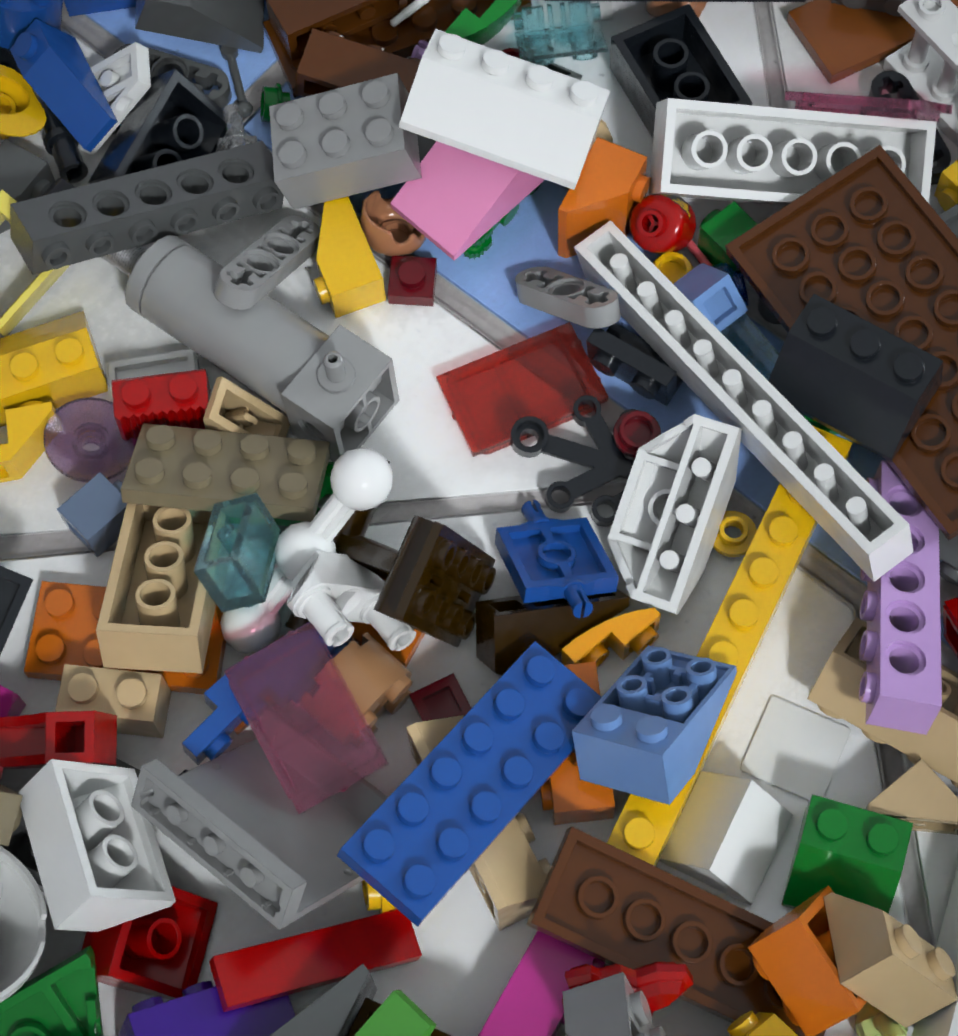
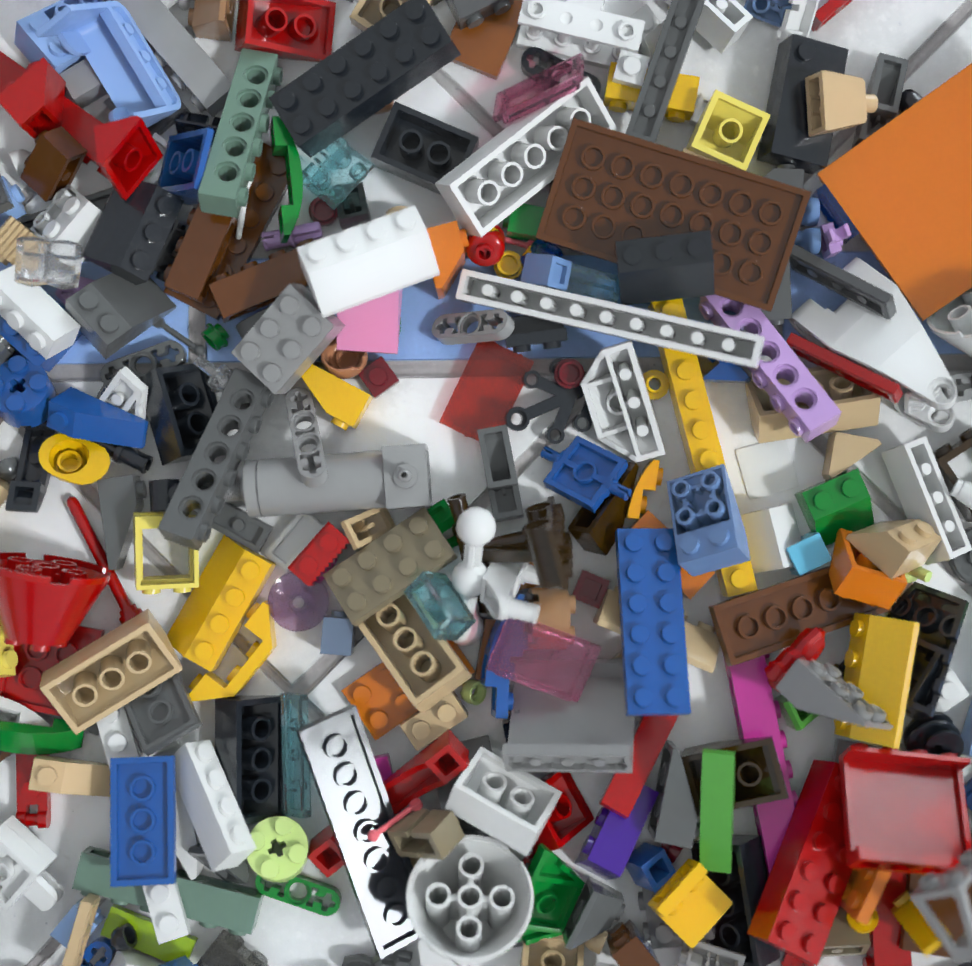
camera: 45 degrees left, 20 degrees up
(106, 309) = (240, 527): none -> dark grey tile
(197, 703) = (479, 694): none -> yellowish green hinge
(459, 474) = (500, 473): none -> dark grey slope
(758, 885) = (808, 553): none -> medium azure panel
(834, 580) = (727, 373): none -> blue slope

